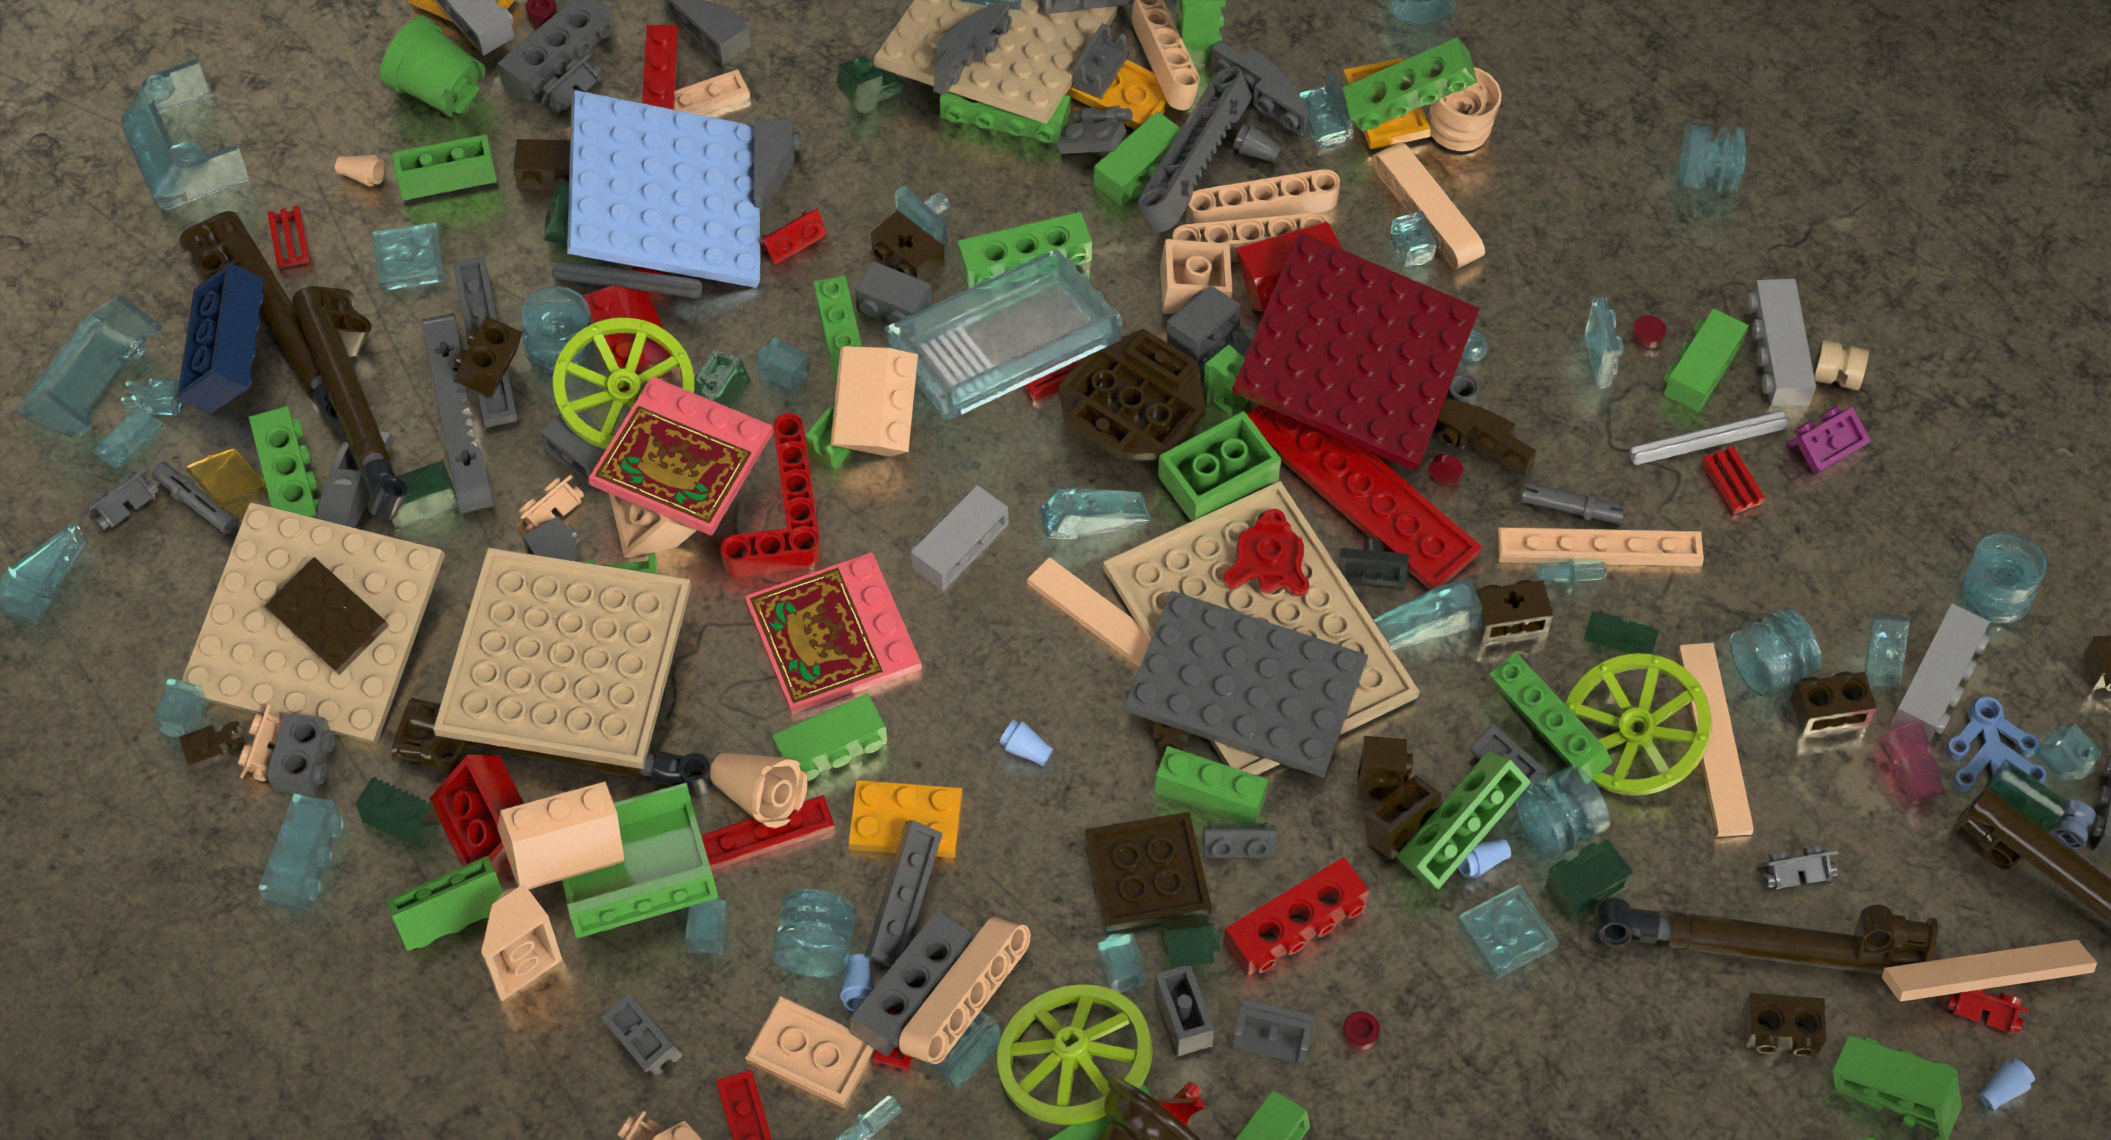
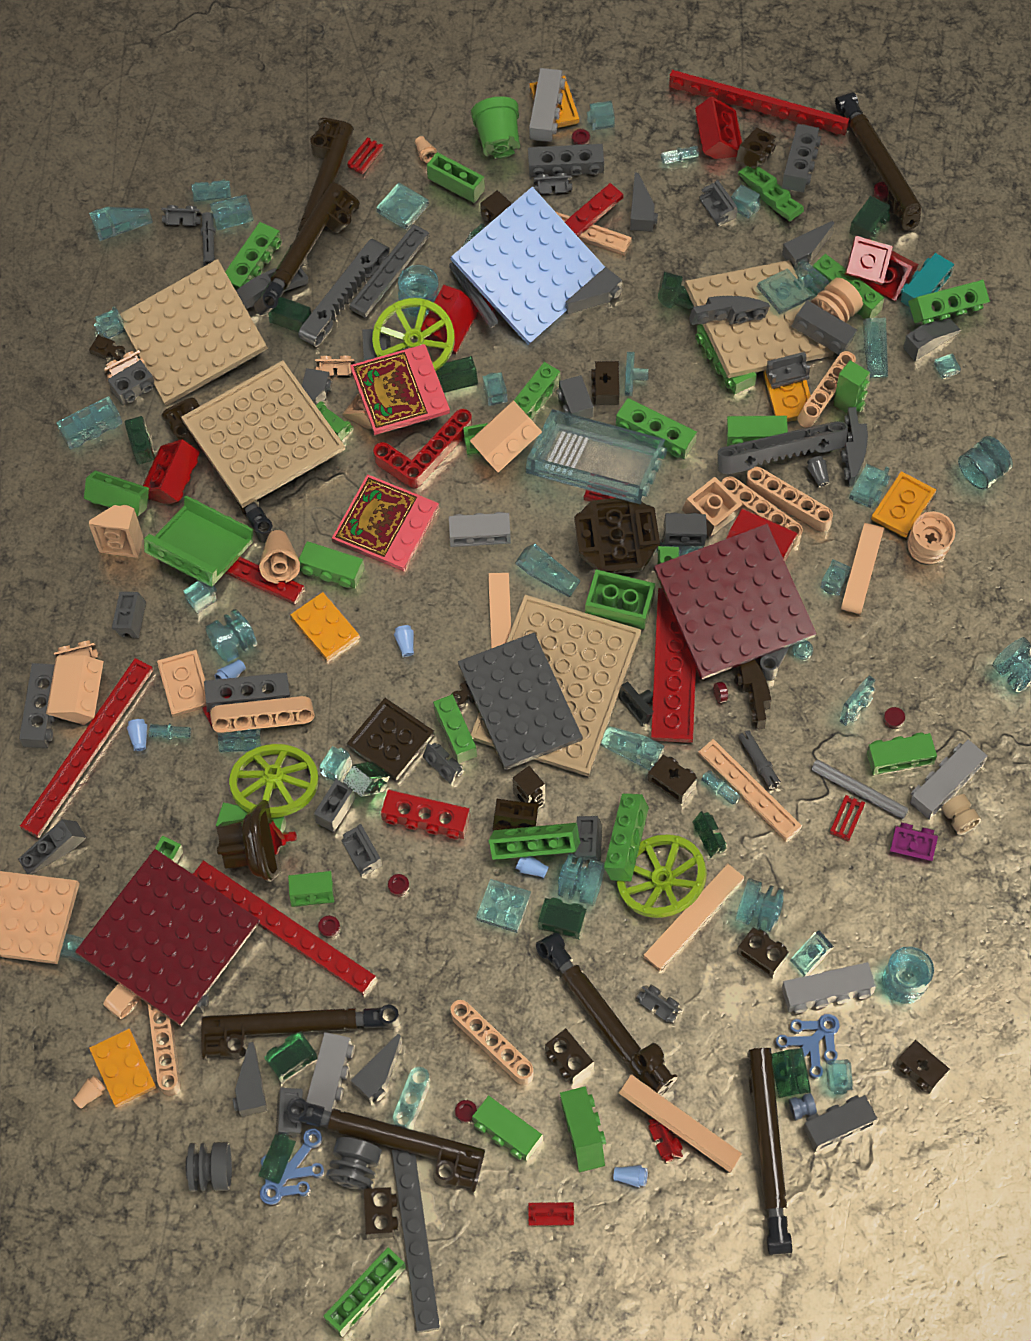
camera: 50 degrees right, 5 degrees up
(87, 365) = (223, 147): clear light blue windscreen -> none
(159, 396) = (241, 183): clear light blue plate -> none
(182, 170) = (350, 85): clear light blue windscreen -> none
(188, 437) = (231, 212): none -> clear light blue bracket
(221, 338) = (285, 178): dark blue brick -> none
(226, 477) = (227, 240): clear yellow piece -> none
(326, 615) = (195, 333): dark brown plate -> none
(488, 356) = (378, 281): dark brown brick -> none
(561, 836) = (177, 505): light nougat slope -> none
(794, 236) = (567, 336): red hinge -> none
(903, 893) = (285, 653): dark grey plate -> none
(1094, 130) = (751, 402): dark grey plate -> none
(1269, 555) = (594, 657): red tile -> none
(1410, 84) = (908, 502): bright green brick -> none
(1700, 1086) = (489, 1032): none -> light nougat beam
(1913, 762) = (764, 1010): clear pink plant -> none

